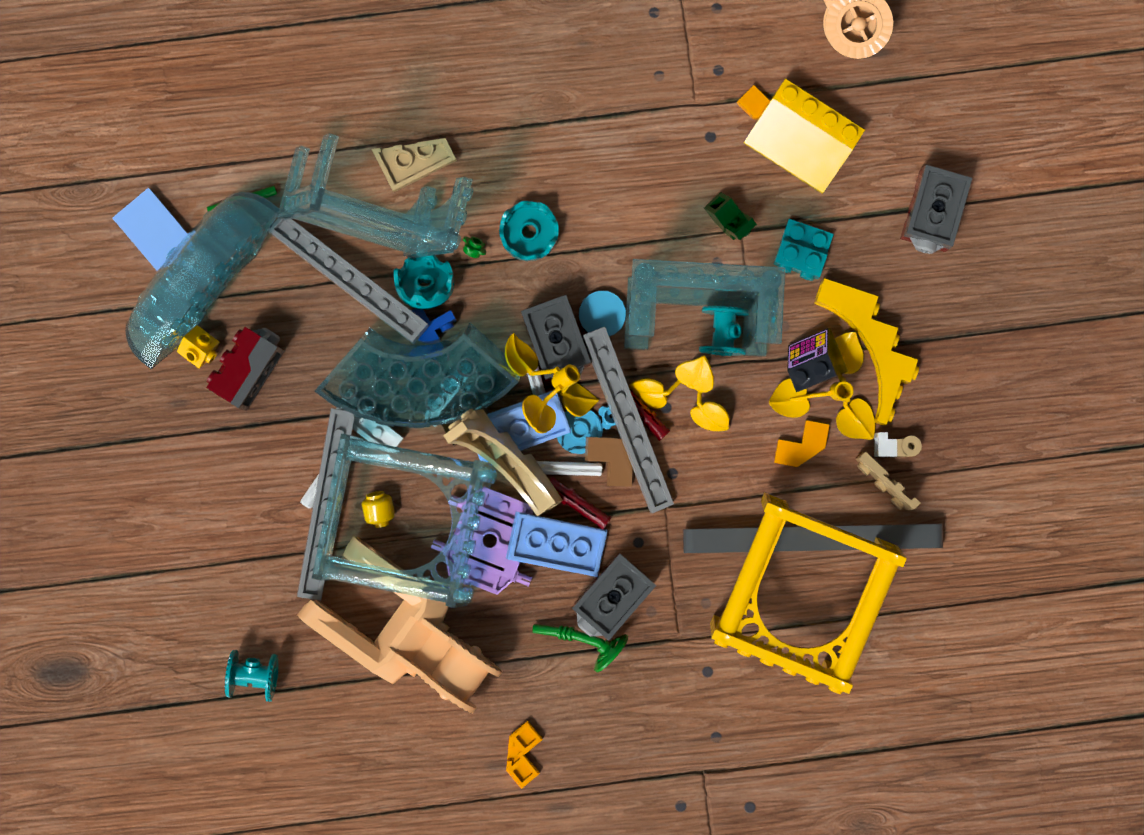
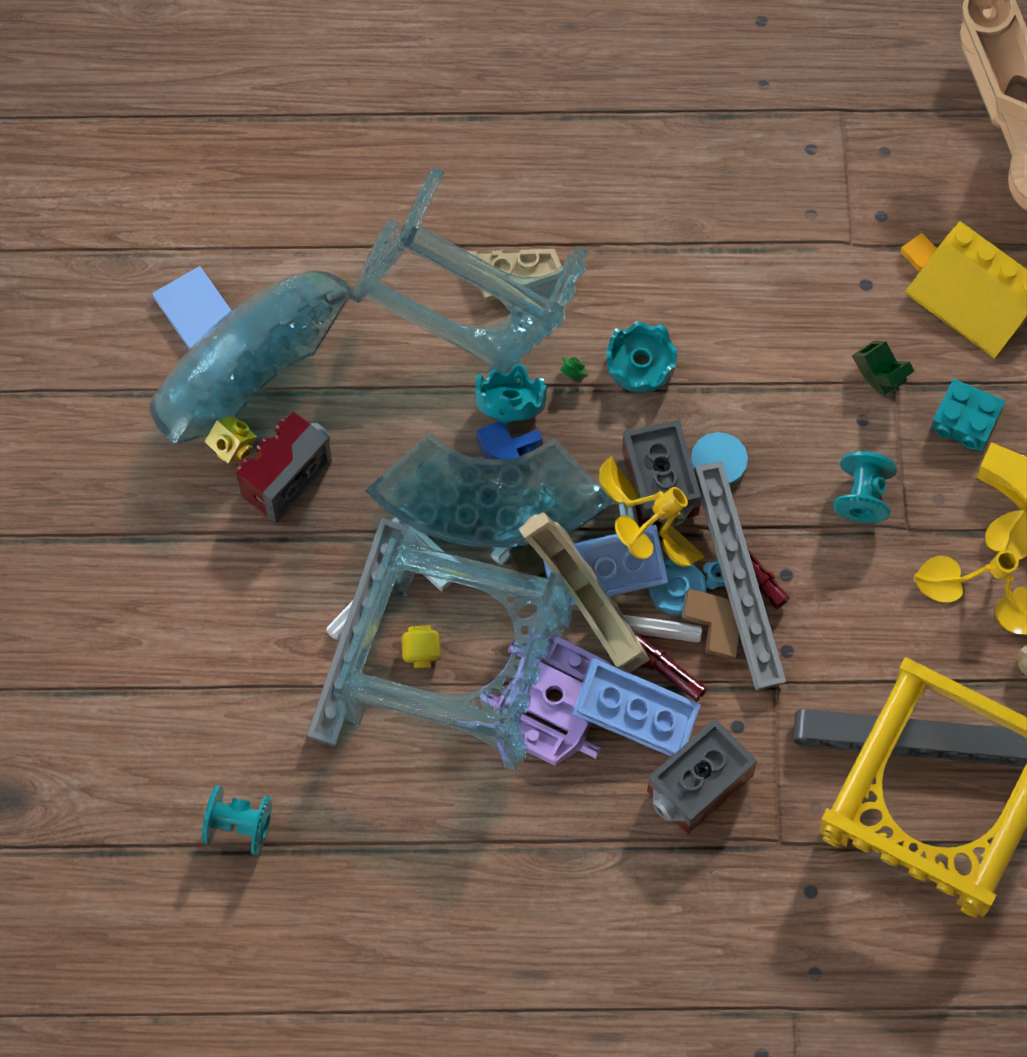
camera: 10 degrees right, 20 degrees down
(349, 279) = (422, 382): light grey plate -> none
(410, 642) = (441, 800): light nougat arm -> none
(518, 764) = (557, 975): light orange tile -> none
(607, 649) = (635, 816): green dish -> none
(695, 375) = (830, 518): yellow plant -> none
(706, 284) = (912, 394): clear light blue arch -> none
(813, 441) = (943, 643): light orange tile -> none
(814, 360) = (974, 534): black slope -> none

